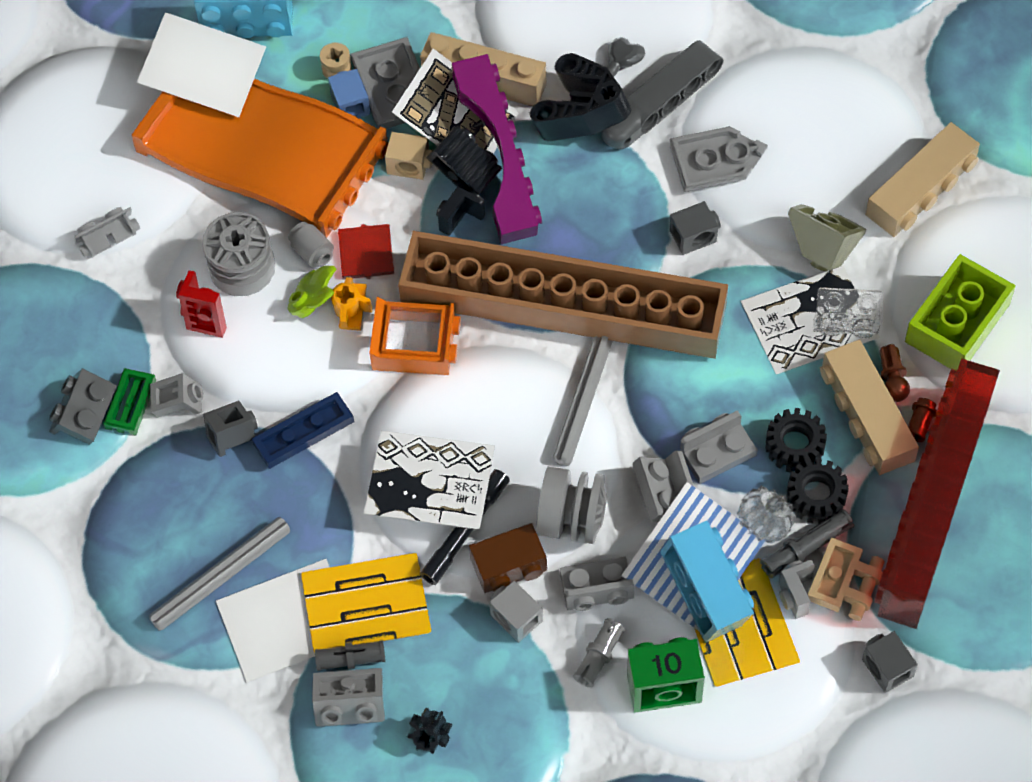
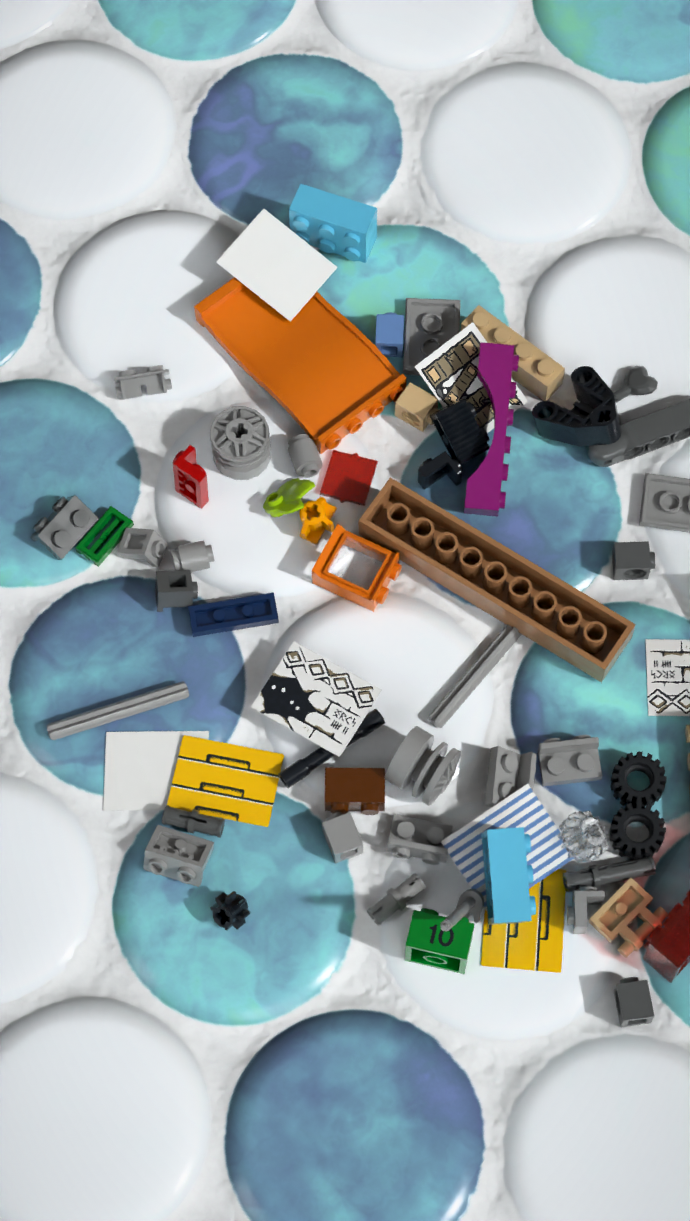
camera: 20 degrees right, 5 degrees up
(236, 385) = (193, 556): none -> light grey brick
(328, 57) = (389, 305): tan wheel -> none
(677, 626) = (469, 902): none -> light grey piece

